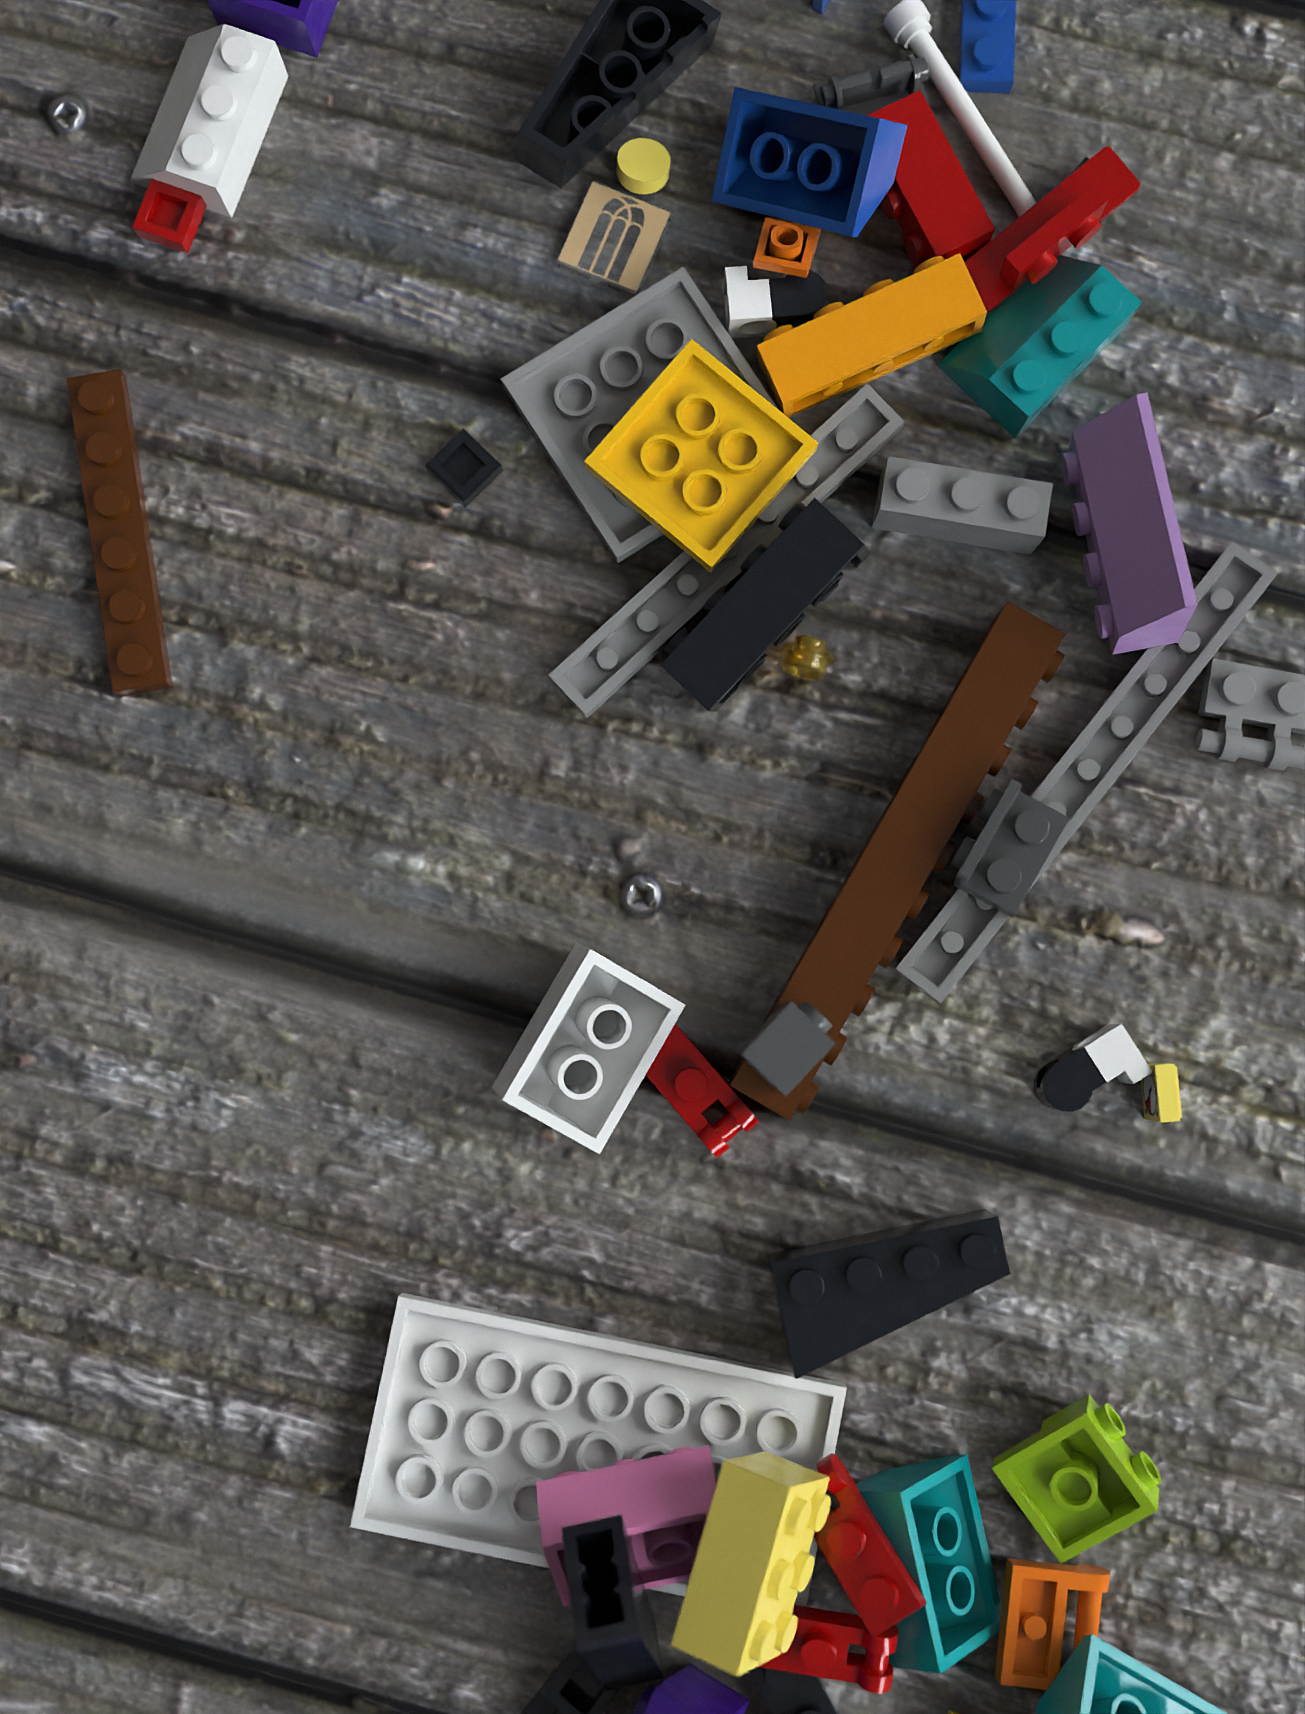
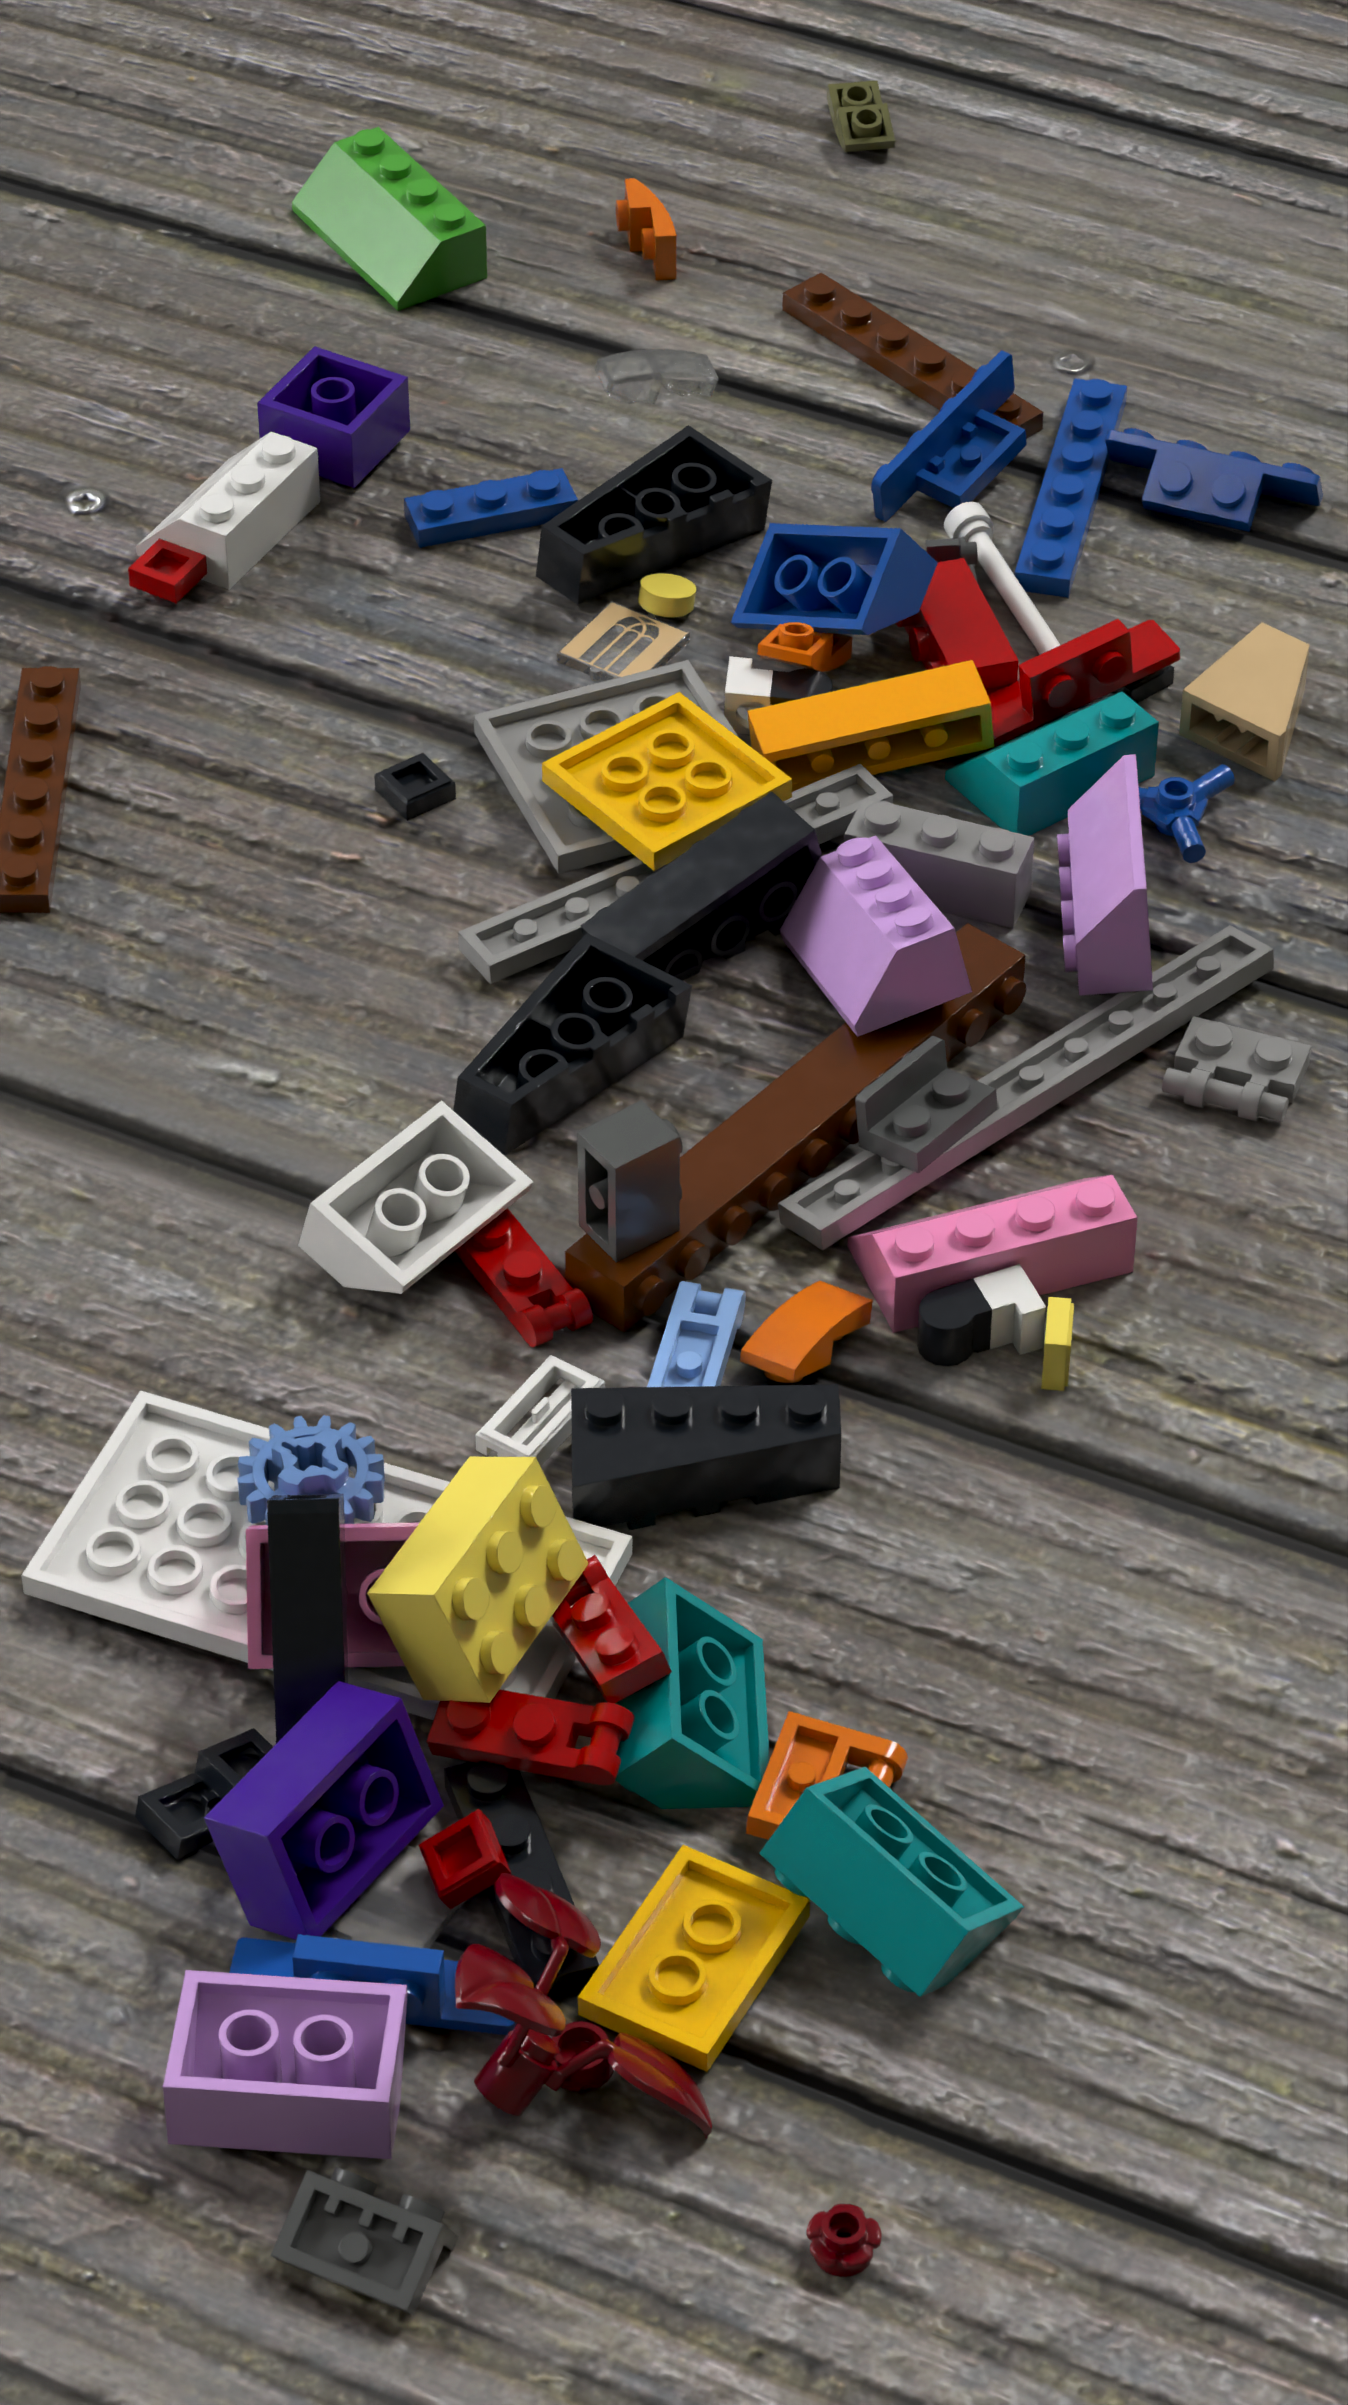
camera: 10 degrees right, 40 degrees down
(452, 64) = (488, 507): none -> blue plate
(594, 1413) = (309, 1463): none -> medium blue gear
(682, 797) = (570, 1041): none -> black wedge
(718, 1282) = (549, 1420): none -> white tile
(806, 658) = (743, 963): clear yellow plate -> none
(854, 1154) = (698, 1337): none -> light blue plate
(930, 651) = (873, 938): none -> lavender slope
(946, 1114) = (802, 1332): none -> orange slope
(1079, 1478) = (887, 1651): lime plate -> none
(1086, 974) = (1055, 1233): none -> bright pink slope
(1161, 377) = (1180, 804): none -> blue piece
(1212, 229) = (1249, 701): none -> tan slope

